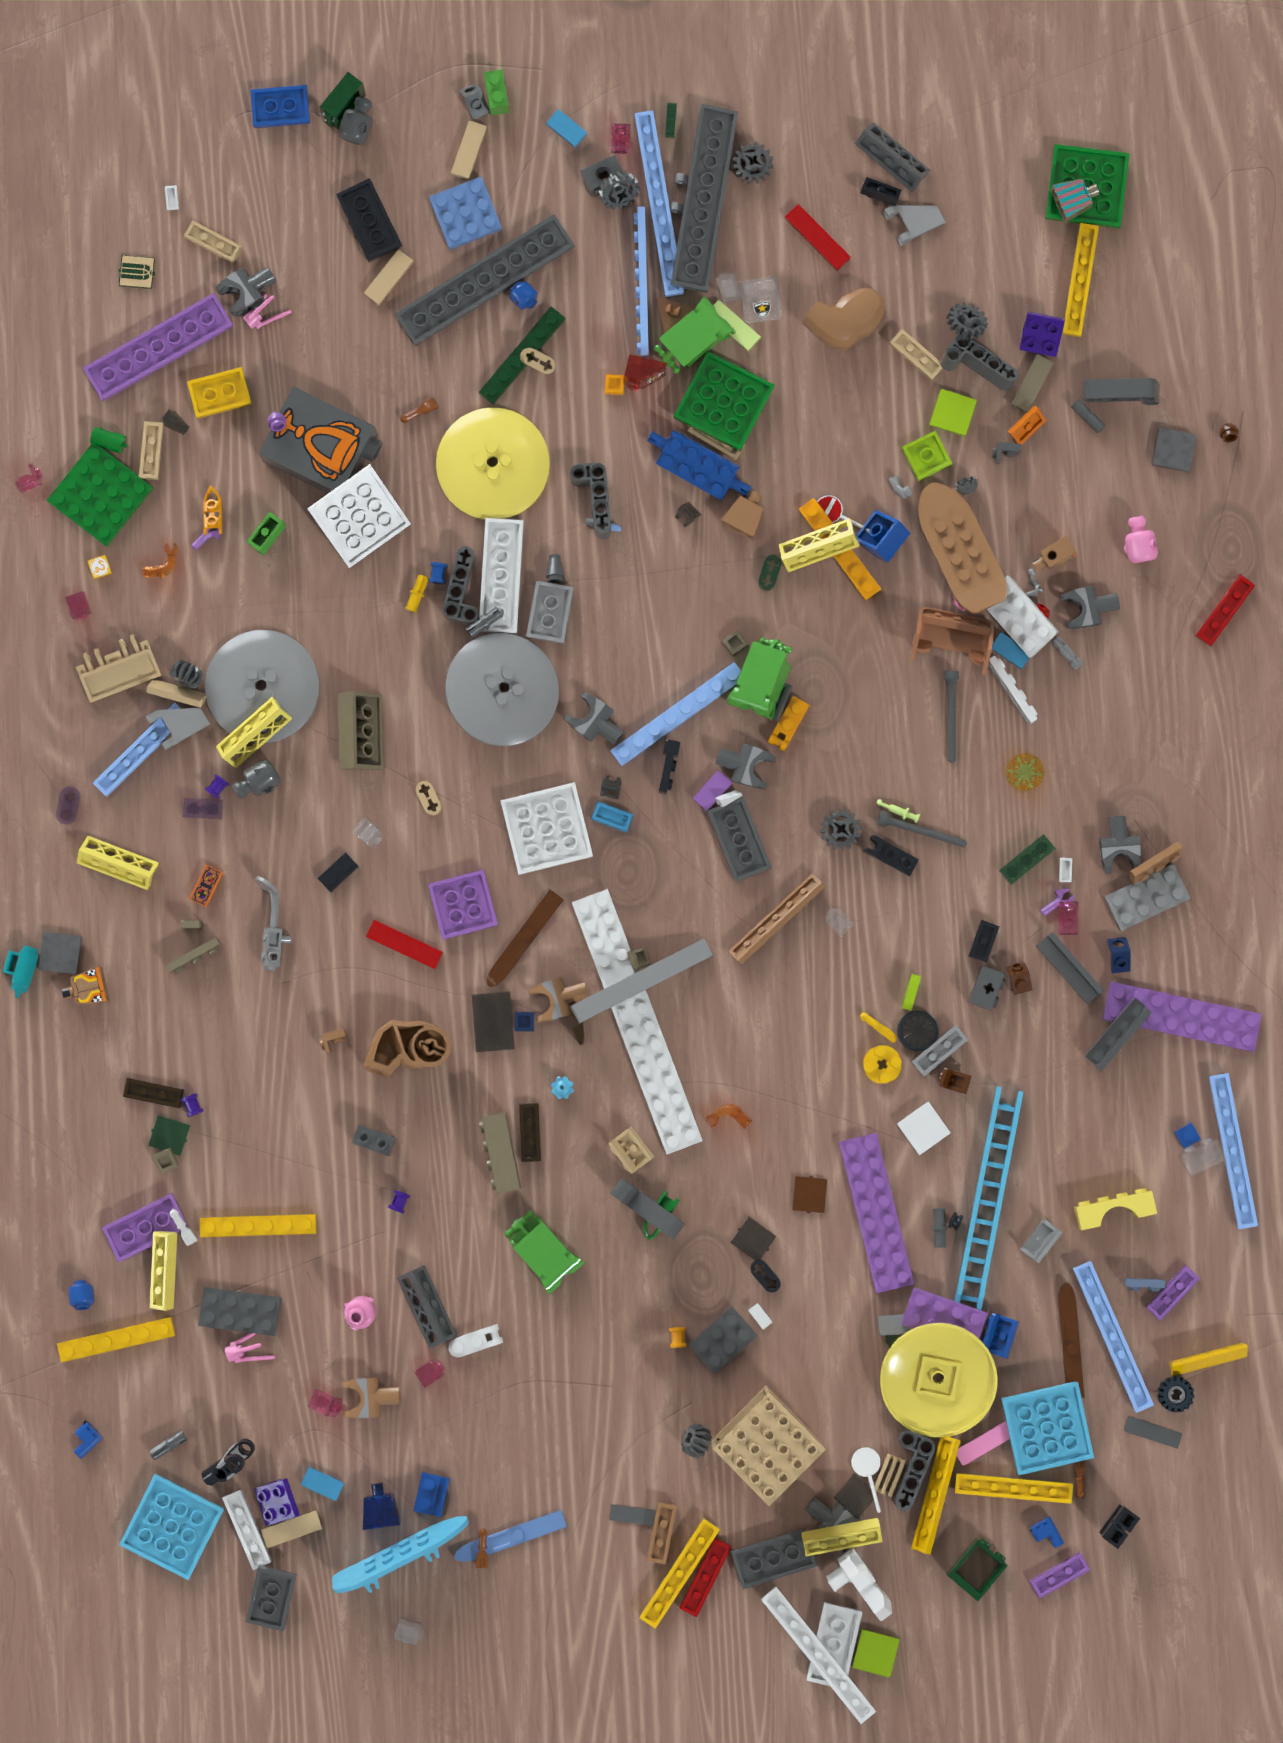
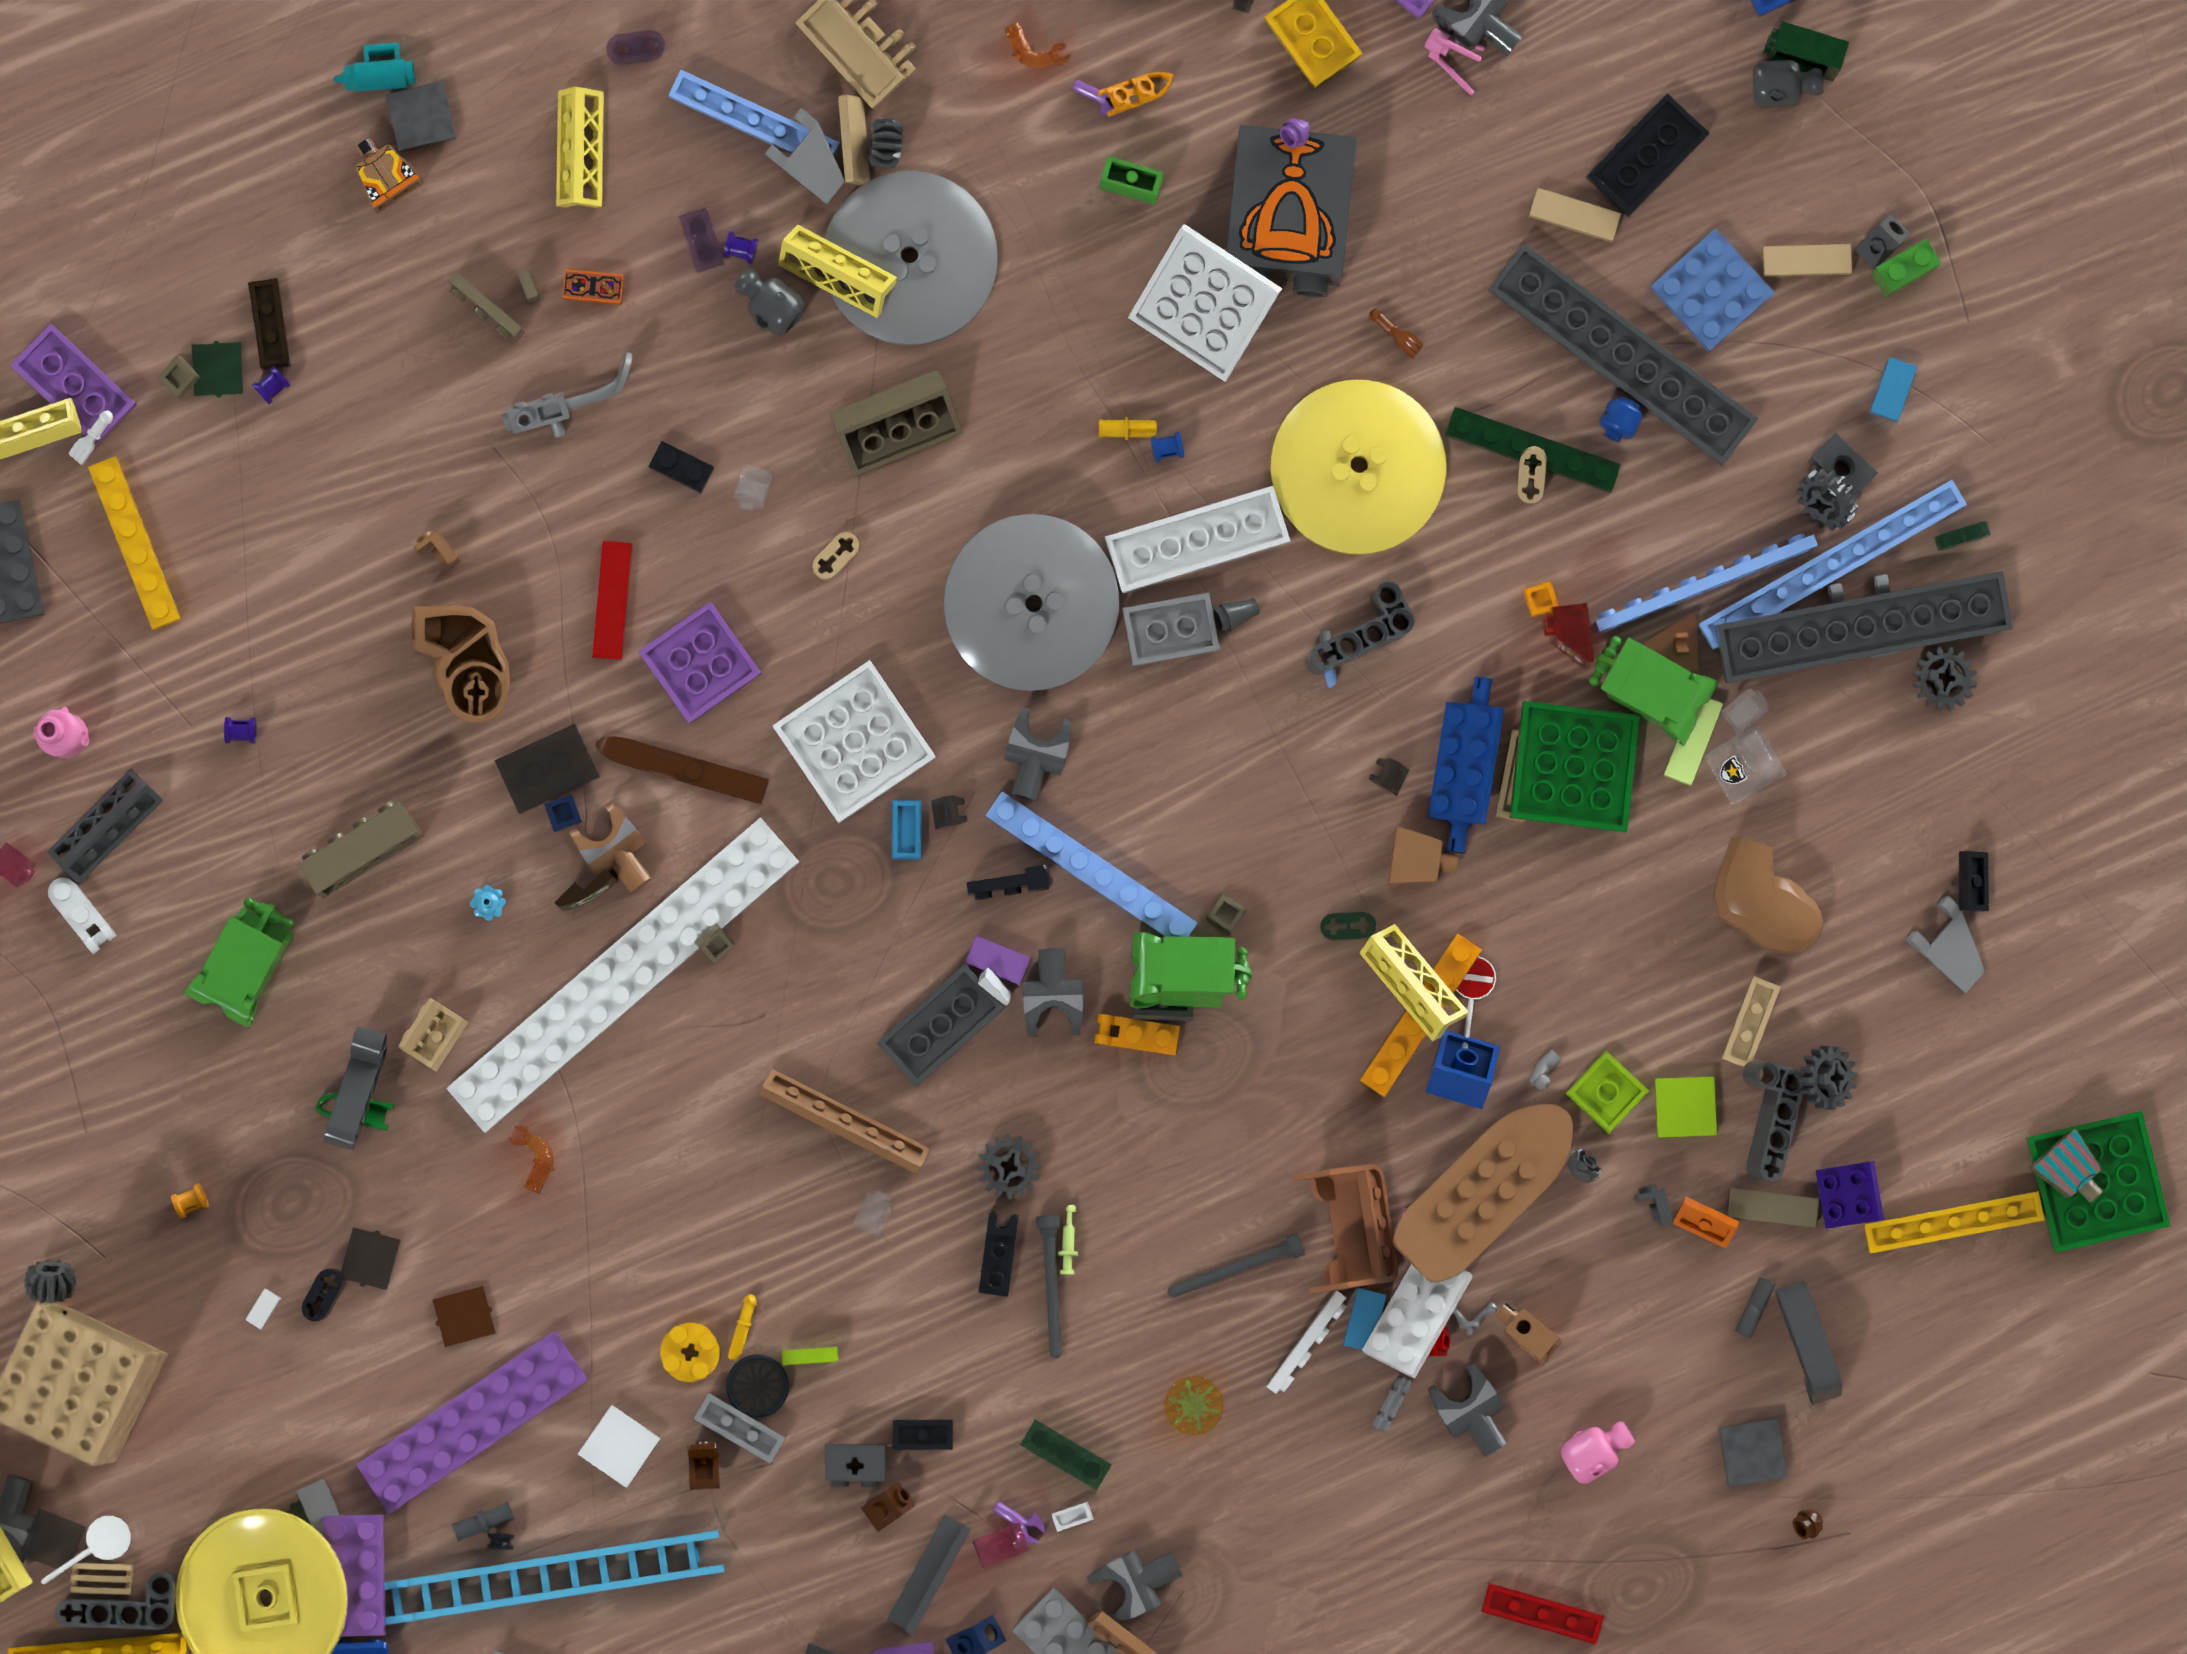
camera: 60 degrees right, 0 degrees up
(374, 1140) = (314, 661): dark grey brick -> none
(462, 584) = (1163, 489): dark grey beam -> none
(484, 622) = (1118, 540): dark grey pin -> none
(530, 1132) = (407, 881): dark brown tile -> none
(620, 138) = (1906, 473): clear pink bracket -> none
(641, 981) = (680, 958): light grey tile -> none
(723, 1340) = (209, 1268): dark grey plate -> none
(817, 237) = (1870, 814): red tile -> none
(890, 158) = (2029, 877): dark grey fence -> none

